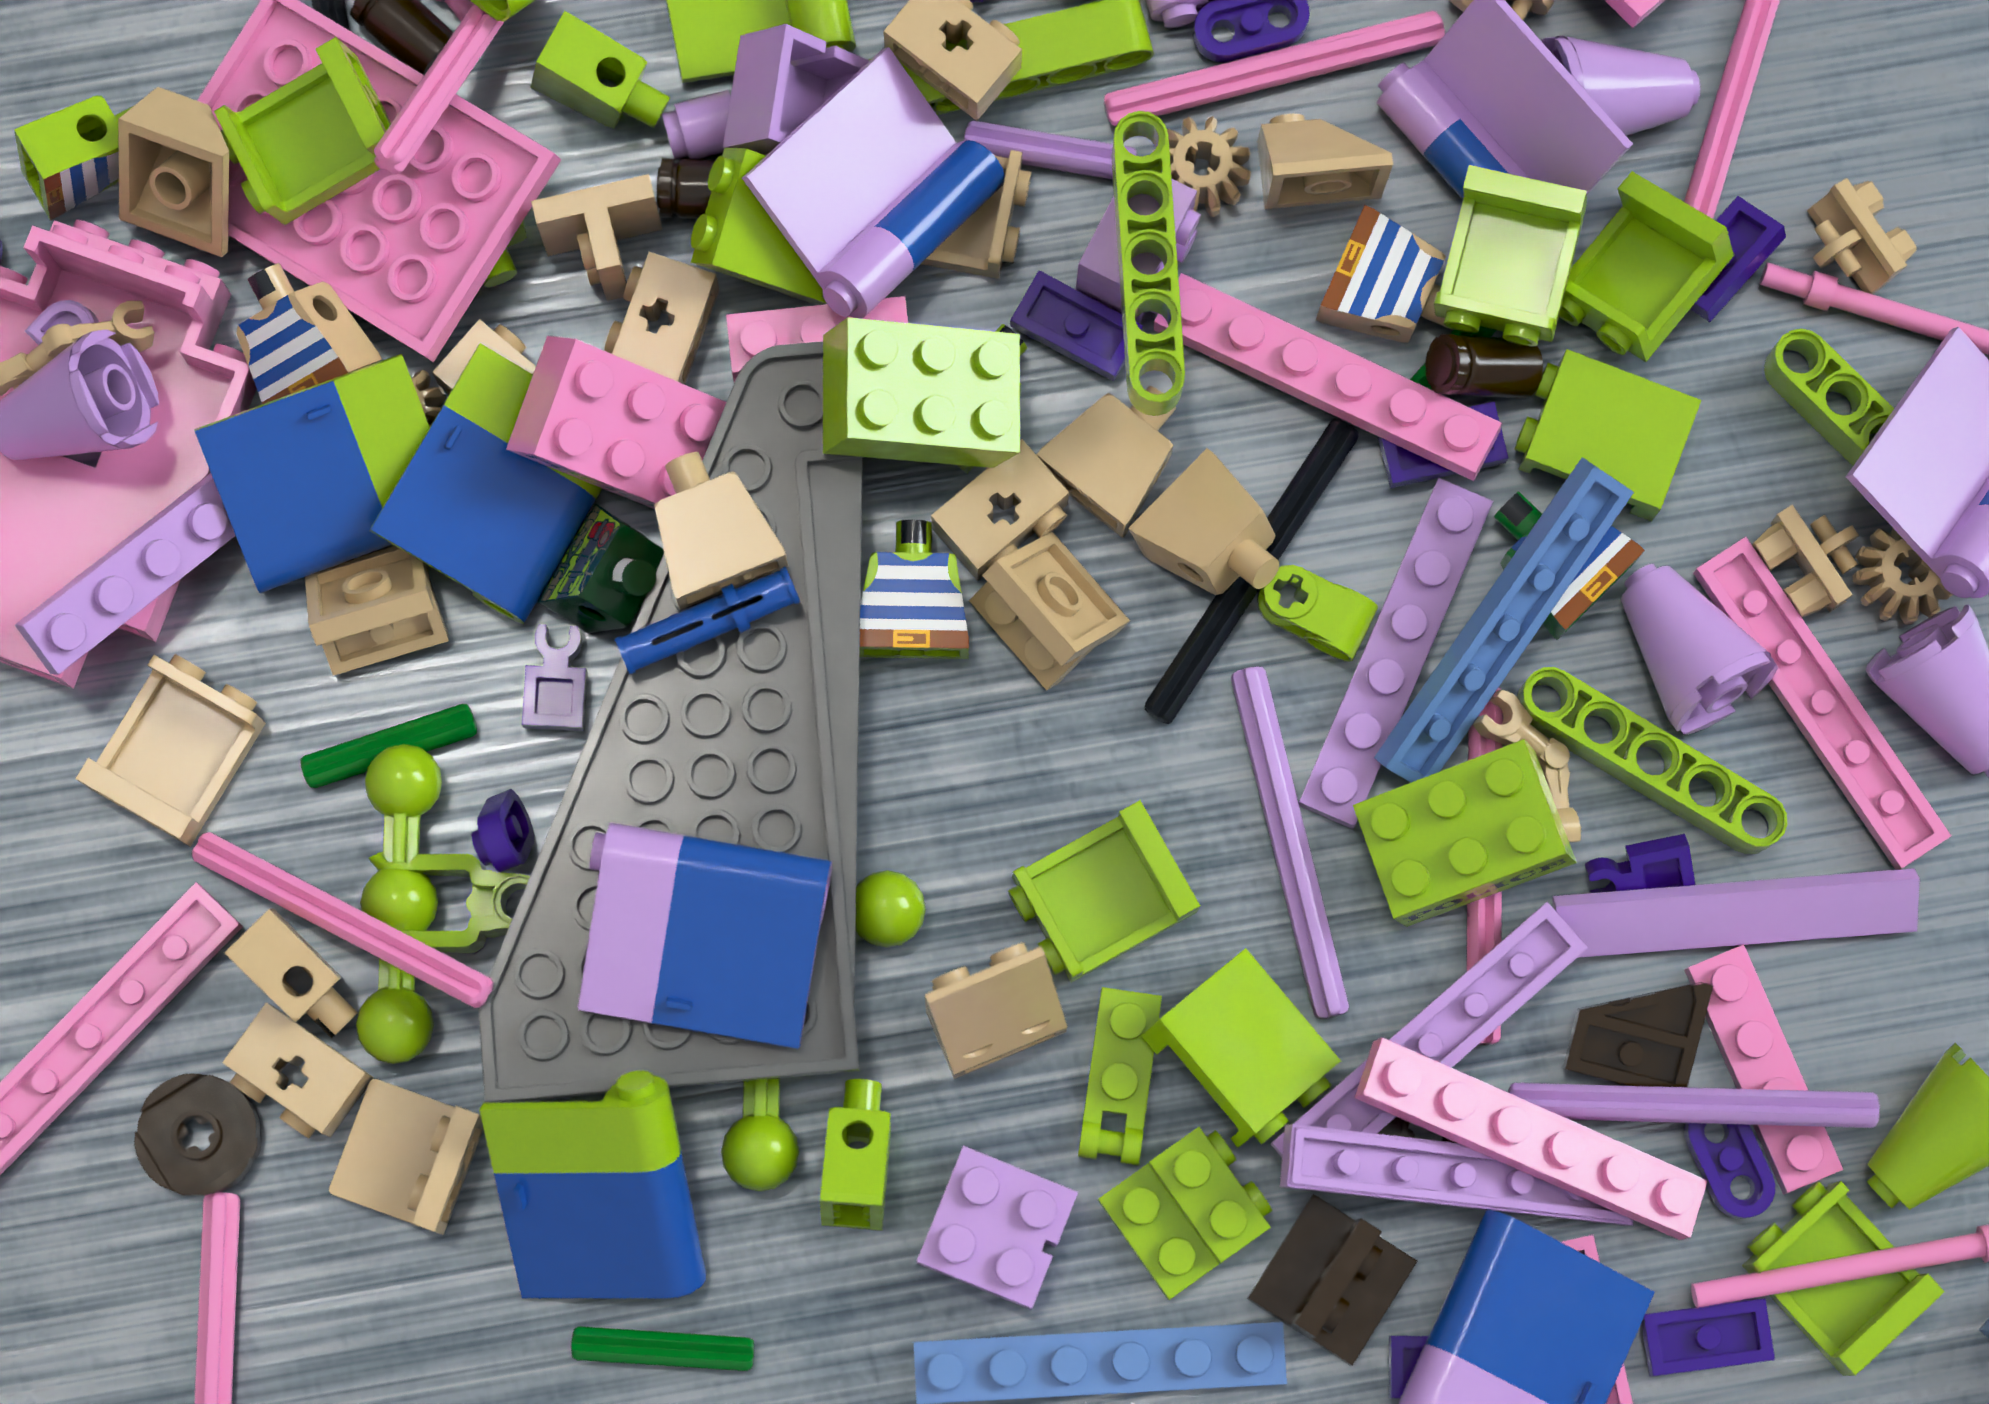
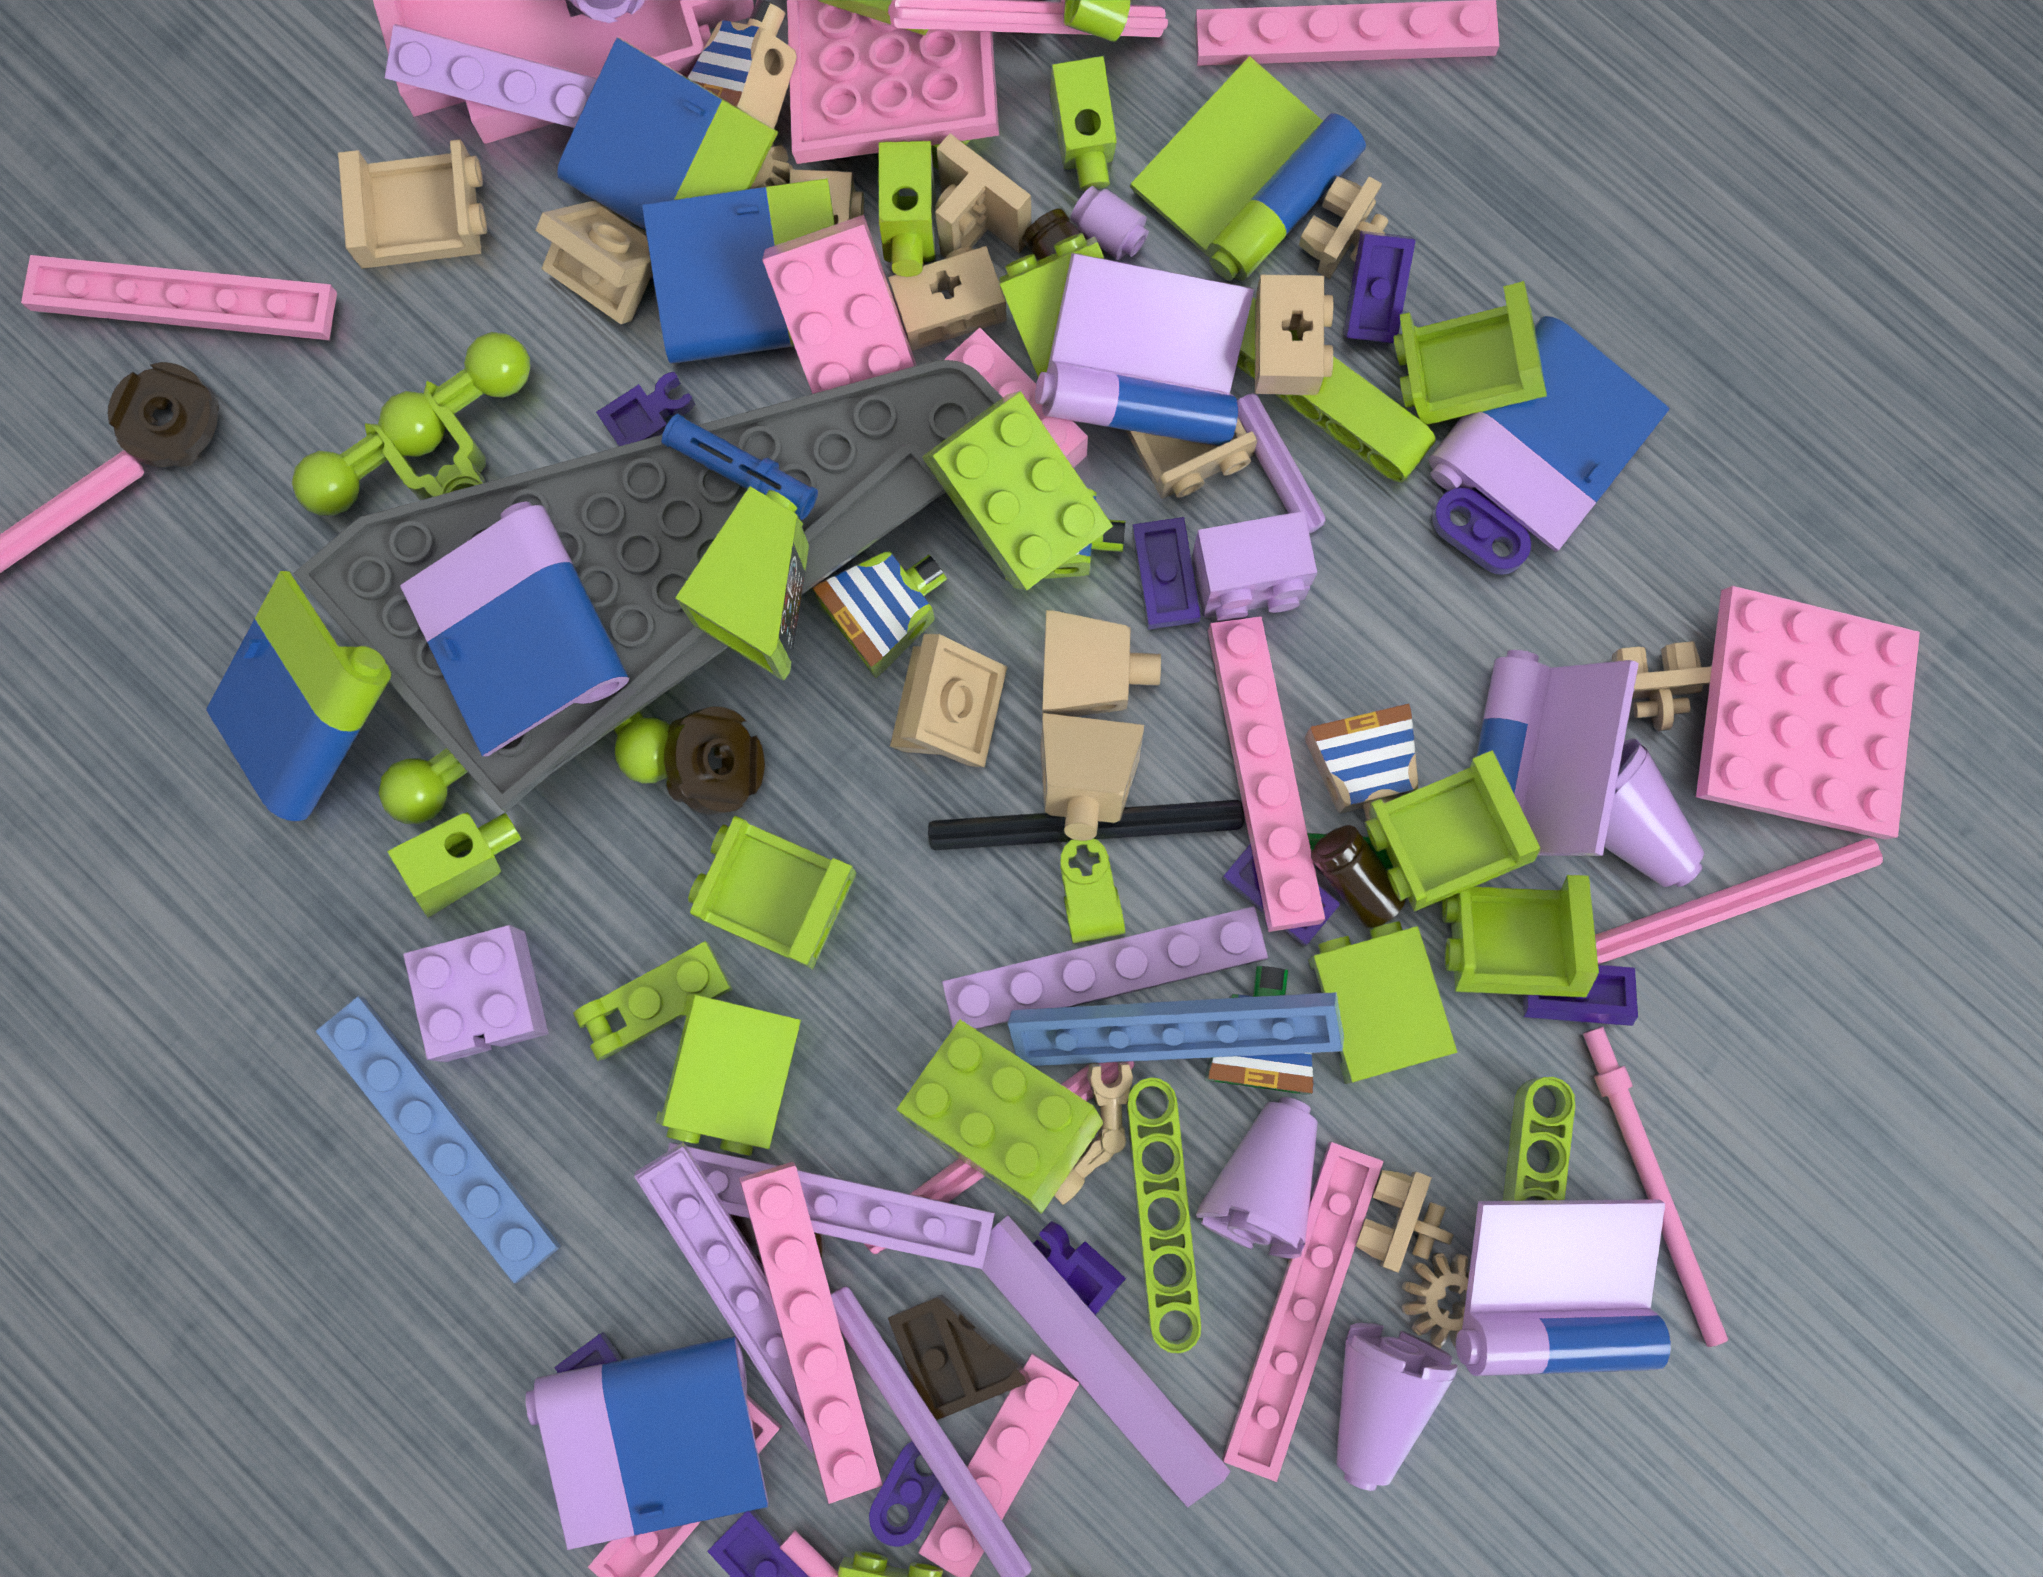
camera: 60 degrees right, 0 degrees up
(268, 954) = (310, 384): tan torso -> none
(273, 1043) = (264, 465): tan brick -> none
(343, 920) = (363, 394): bright pink axle -> none
(357, 754) = (542, 353): green axle -> none
(407, 1156) = (240, 559): tan bracket -> none
(503, 832) = (506, 451): dark purple plate -> none
(557, 292) = (907, 221): none -> lime torso
(606, 571) = (741, 382): dark green torso -> none
(662, 1348) = (235, 829): green axle -> none
(712, 533) = (801, 422): tan torso -> none
(780, 83) = (1165, 241): lavender piece -> none
(842, 682) = (752, 582): none -> lime slope
(916, 856) = (688, 768): none -> dark brown plate
(995, 1010) = (621, 873): tan slope -> none
(1019, 482) = (969, 602): tan brick -> none
(1153, 235) = (1244, 550): lime beam -> none
(1187, 1211) = (588, 1120): lime plate -> none
(1223, 168) = (1355, 554): tan gear -> none
(1277, 67) = (1461, 571): bright pink axle -> none
(1289, 843) = (908, 997): lavender axle -> none
(1318, 164) = (1413, 649): tan slope -> none
(1332, 1279) = (612, 1262): dark brown bracket -> none
(1855, 237) = (1672, 1079): tan hips -> none

